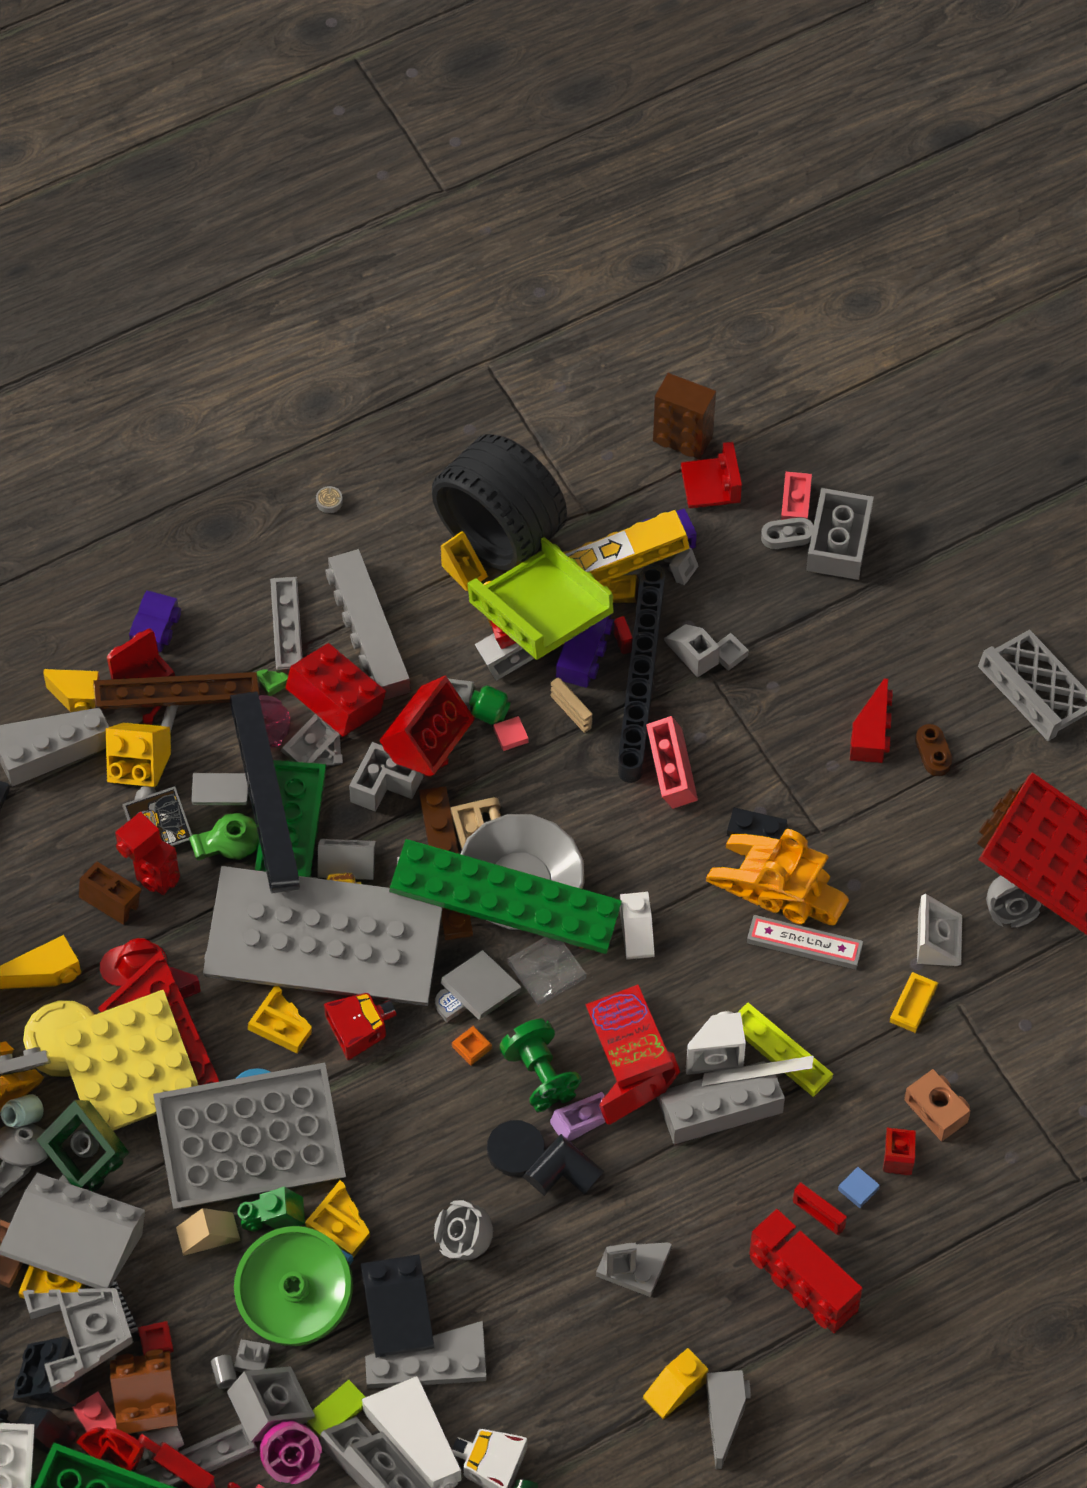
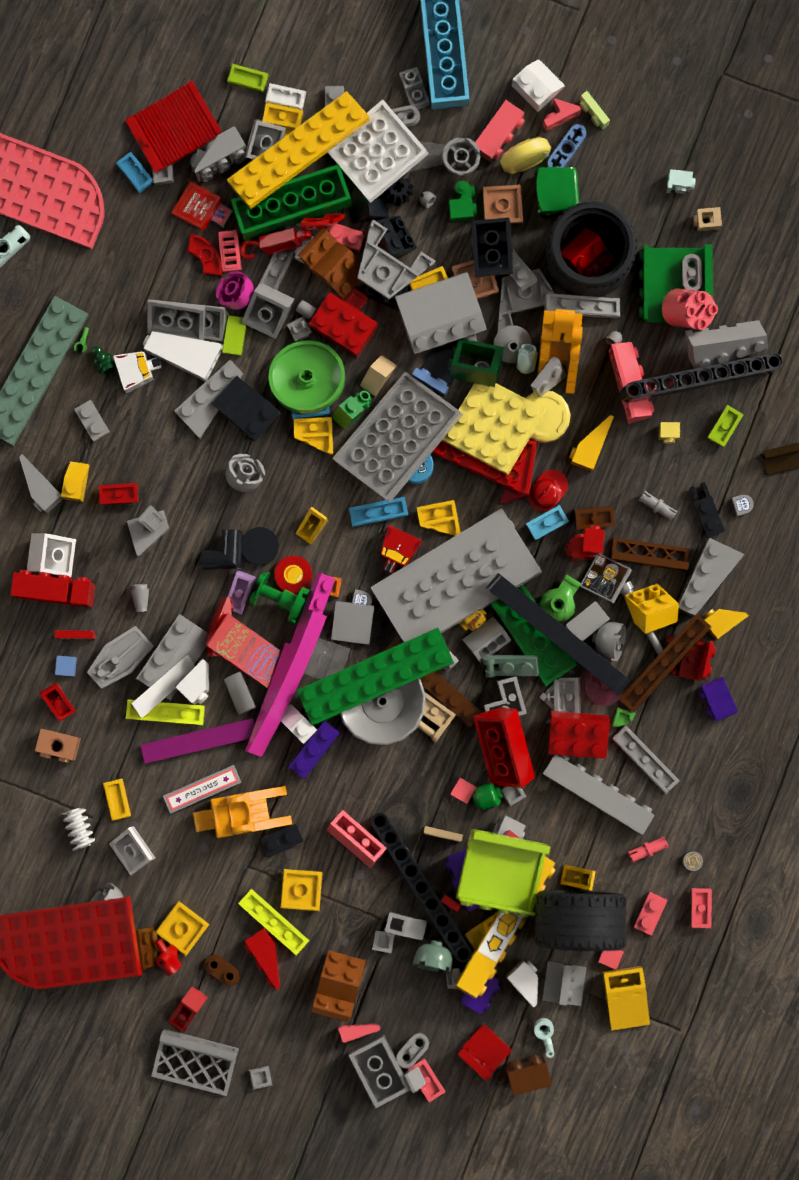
camera: 145 degrees right, 25 degrees up
(29, 854) = (657, 505): none -> light grey pin
(91, 802) = (647, 560): none -> reddish brown fence
(126, 1185) = (438, 362): none -> black piece
(149, 1163) = (424, 377): none -> medium blue plate
(166, 926) = (547, 522): none -> medium azure plate
(196, 1314) = (343, 325): none -> red brick
(213, 755) = (609, 640): none -> light grey cylinder
(344, 809) = (511, 665): none -> sand green plate
(352, 1085) = (378, 512): none -> dark azure tile
(362, 451) = (701, 907): none -> coral plate
(365, 540) = (648, 849): none -> coral pin
(415, 485) = (650, 913): none -> coral plate
(434, 1121) = (311, 525): none -> yellow slope
(503, 1088) = (293, 574): none -> red tile
(518, 419) = (626, 997): none -> yellow slope
(577, 481) = (564, 983): none -> light grey bracket
(589, 987) = (291, 665): none -> dark pink slope
(596, 1444) = (92, 421): none -> light grey plate
(607, 504) = (525, 980): none -> white slope
(630, 456) = (545, 1034): none -> light aqua plate
(635, 1330) = (118, 494): none -> red plate
(660, 879) = (314, 750): none -> dark purple brick
(676, 1004) = (239, 693): none -> light grey brick
(688, 593) = (433, 957): none -> sand green cylinder
(704, 1196) = (140, 597): none -> light grey cone
(766, 994) = (197, 741): none -> magenta tile
(776, 1321) = (51, 554): none -> white slope
(777, 762) = (301, 890): none -> yellow plate
(785, 1147) = (120, 657): none -> light grey piece
(808, 499) = (414, 1079): none -> light grey slope
(815, 637) = (338, 986): none -> dark orange bracket
(830, 587) = (352, 1032): none -> coral slope
(835, 753) = (273, 922): none -> neon yellow plate
(945, 821) = (182, 928): none -> yellow tile
(976, 622) = (260, 1077): none -> light grey tile
(983, 998) = (78, 828): none -> white piece
(987, 793) = (168, 958): none -> red piece
(1003, 734) = (187, 1009): none -> red slope

